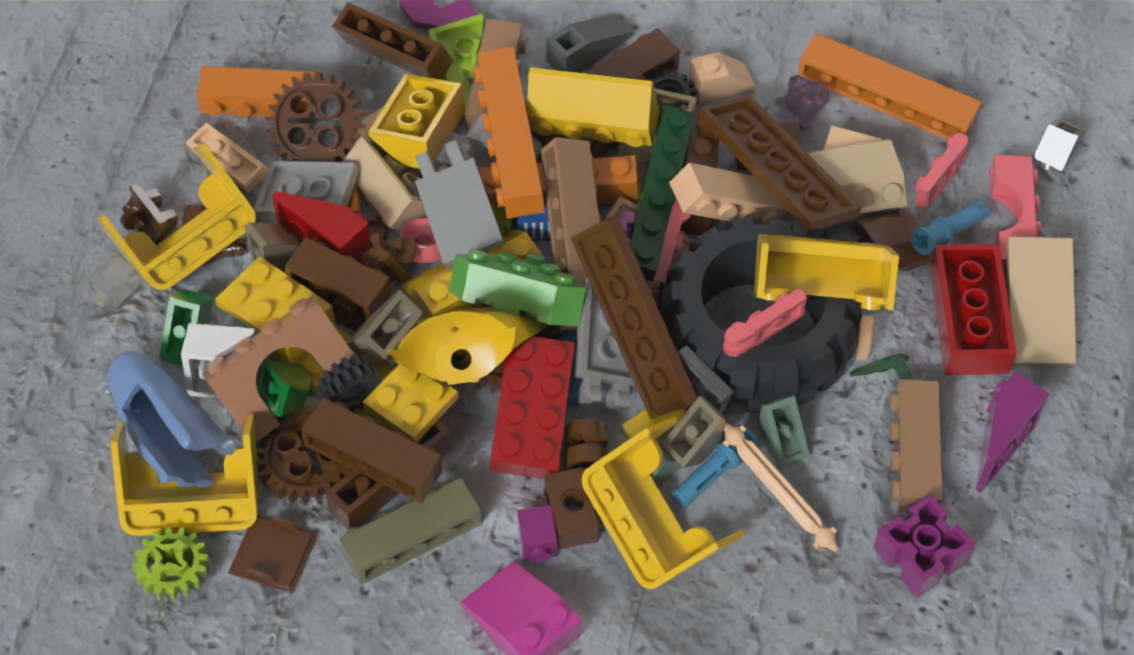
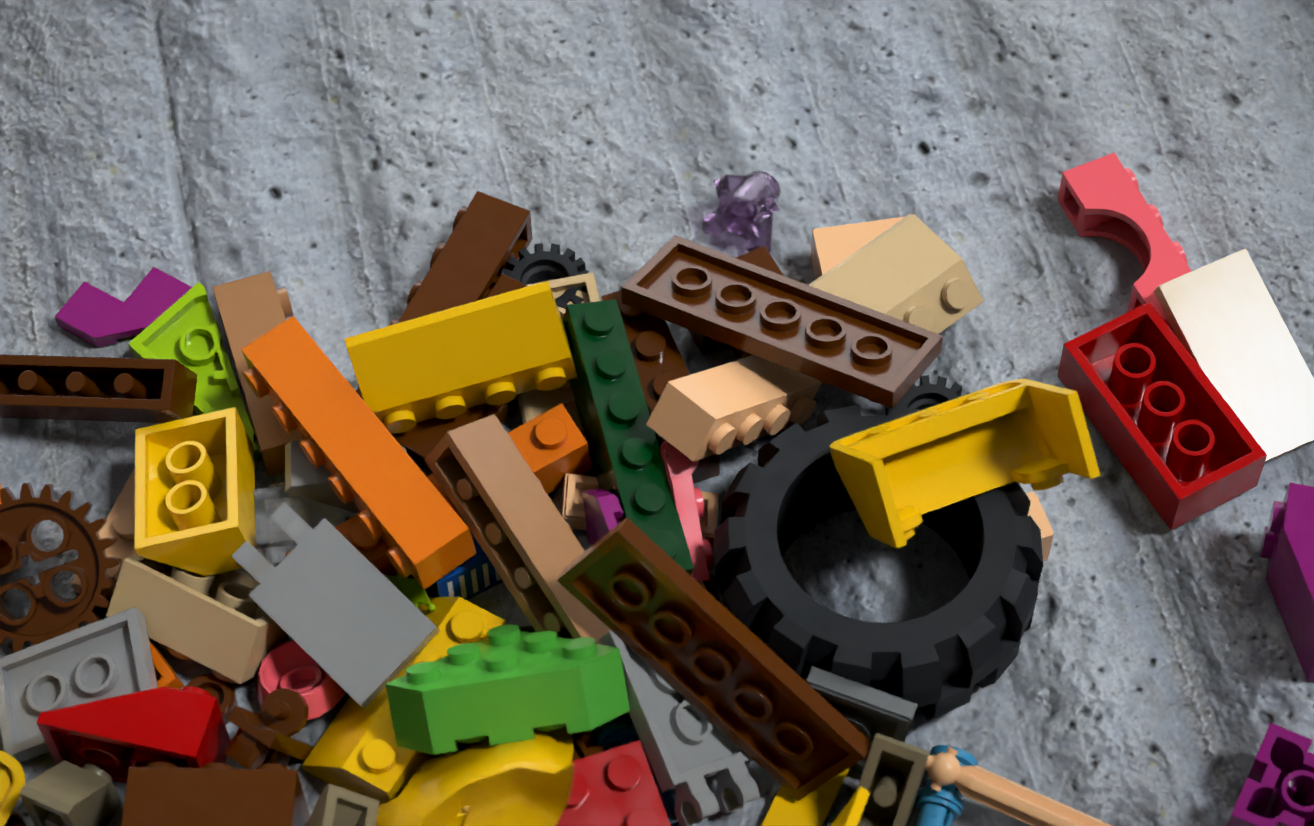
camera: 25 degrees left, 0 degrees up
(586, 42) = (379, 260): dark grey slope -> none
(719, 77) = (604, 226): light nougat slope -> none
(765, 323) = (913, 582): coral hinge -> none
(783, 430) = (1001, 726): sand green slope -> none
(886, 364) = (1093, 543): clear green bar -> none
(888, 88) = (856, 138): orange brick -> none
(894, 231) = (990, 351): reddish brown slope -> none
(916, 443) = (1198, 656): medium nougat brick -> none
(941, 171) = (997, 225): coral hinge -> none
(941, 230) = (1054, 317): dark azure pin -> none
(1058, 145) = (1135, 120): slope -> none

